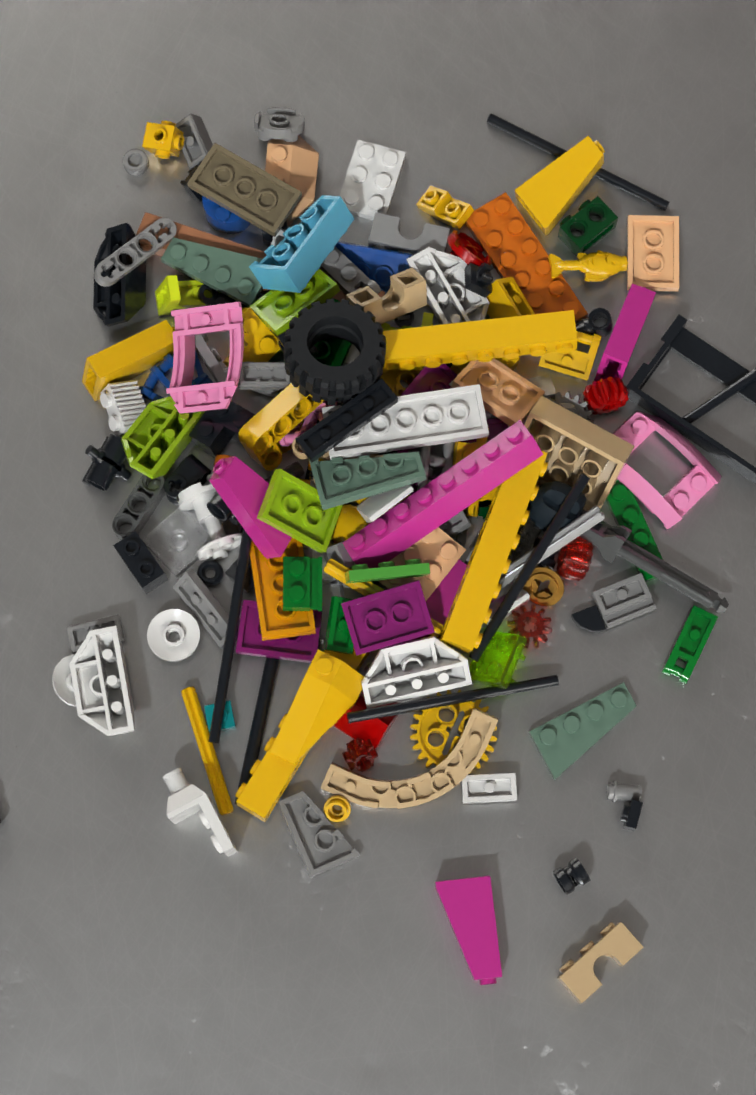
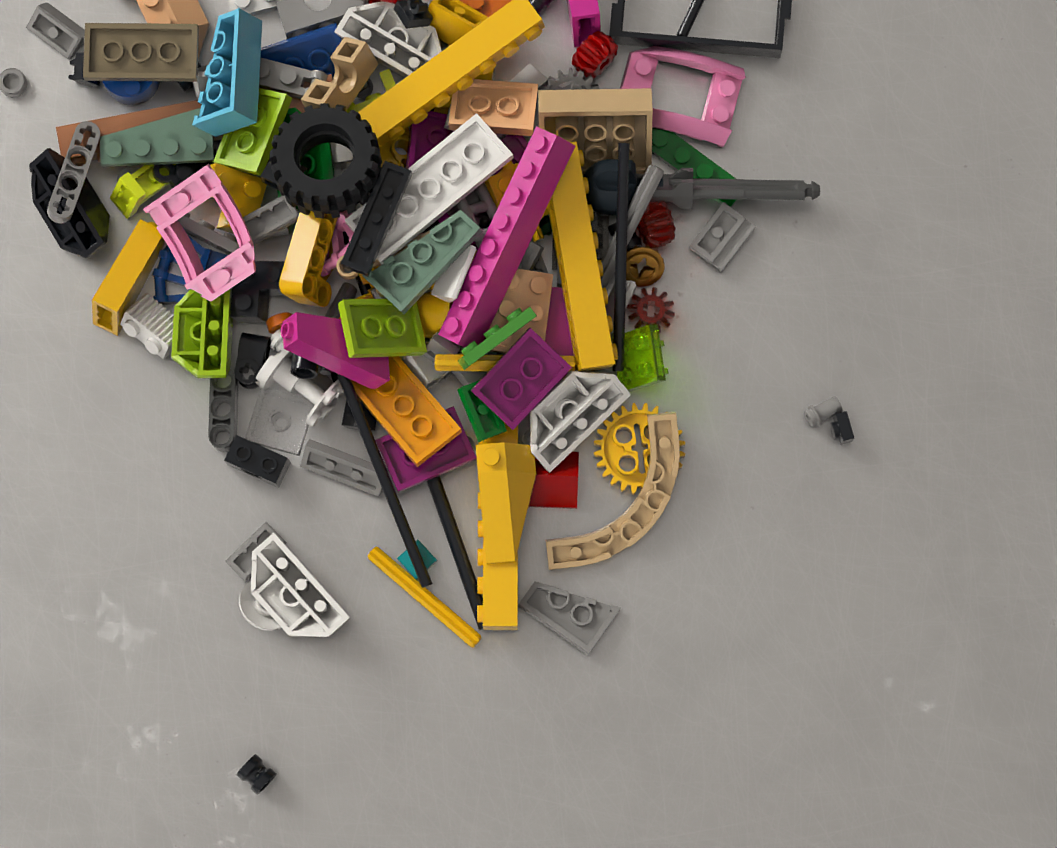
camera: 30 degrees left, 5 degrees up
(106, 463) = (167, 387): black pin -> none
(163, 139) = (28, 46): yellow brick -> none
(171, 622) = (320, 498): white dish -> none
(189, 800) = (436, 651): white plate -> none
(210, 565) = (323, 425): black plate -> none
(302, 583) = (423, 393): green plate -> none
(337, 815) = (578, 585): yellow plate -> none
(360, 754) = (566, 518): clear red gear -> none
(451, 699) = (620, 419): black piece -> none
(473, 921) = (758, 607): dark pink slope -> none
(489, 788) = (701, 479): white plate -> none
(575, 362) = (552, 38): yellow plate -> none
(575, 871) = (820, 514): black wheel -> none
(576, 731) = (749, 380): sand green wing -> none
(589, 619) = (701, 272): black tile -> none
(615, 943) = (879, 598): tan arch -> none
(690, 643) = (804, 241): green plate -> none

